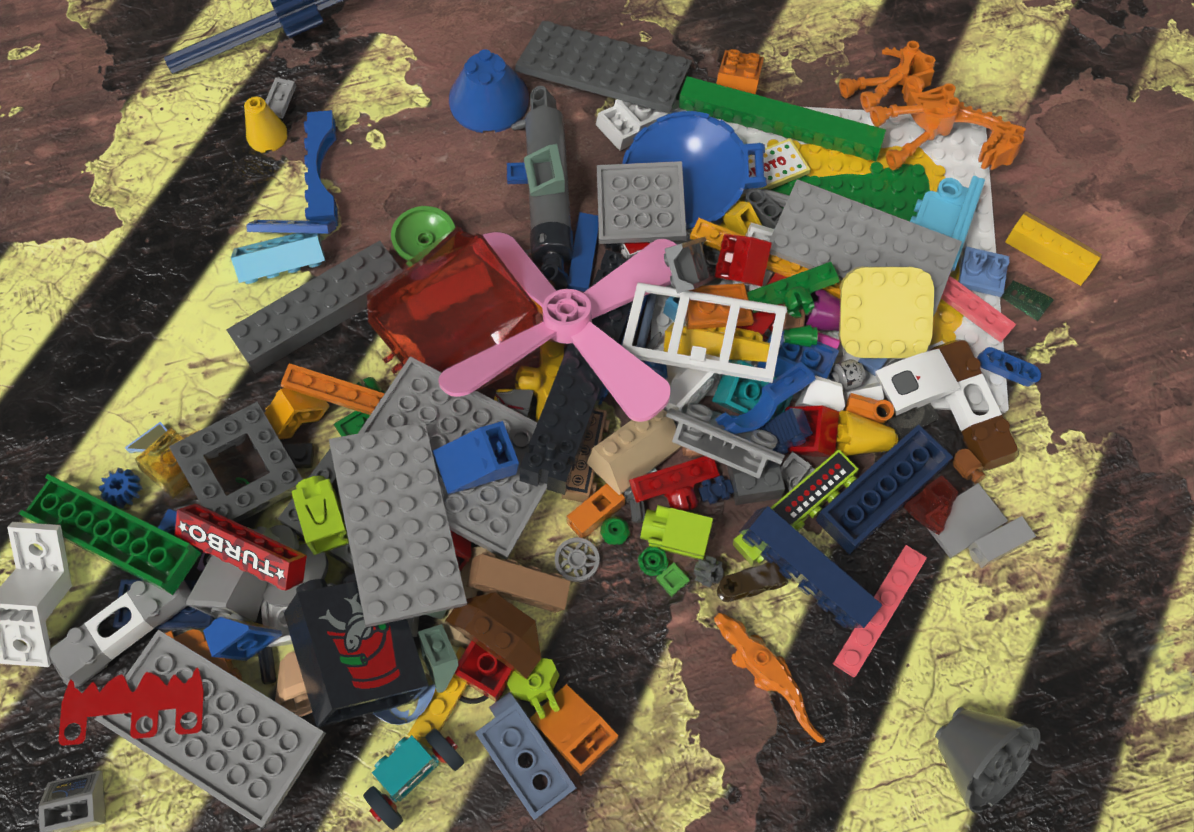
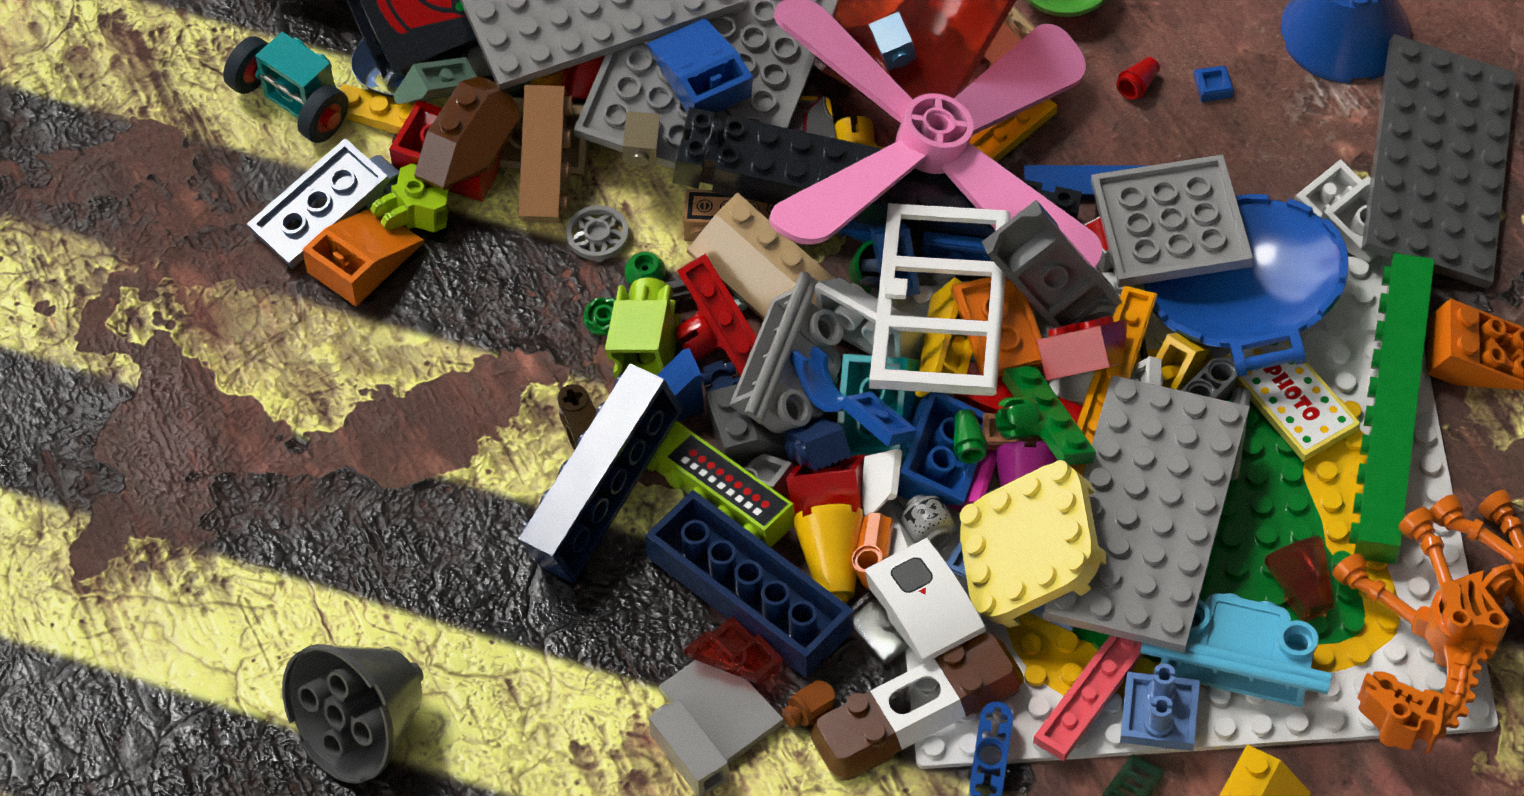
camera: 85 degrees right, 10 degrees down
(460, 341) = (893, 41): none -> brick
(509, 211) = (1136, 79): none -> red cone
(529, 509) = (641, 138): none -> dark tan brick
(549, 214) = (1186, 111): dark grey piece -> none
(553, 186) = (1187, 93): sand green tile -> none
(595, 511) = (661, 234): orange brick -> none
(672, 579) = (582, 346): bright green tile -> none
(708, 571) = (603, 374): dark grey gear -> none
(728, 515) = (685, 383): none -> blue slope
(769, 671) = (467, 462): orange animal -> none
(889, 595) = (568, 600): coral plate -> none
(893, 185) = (1304, 576): none -> clear red slope

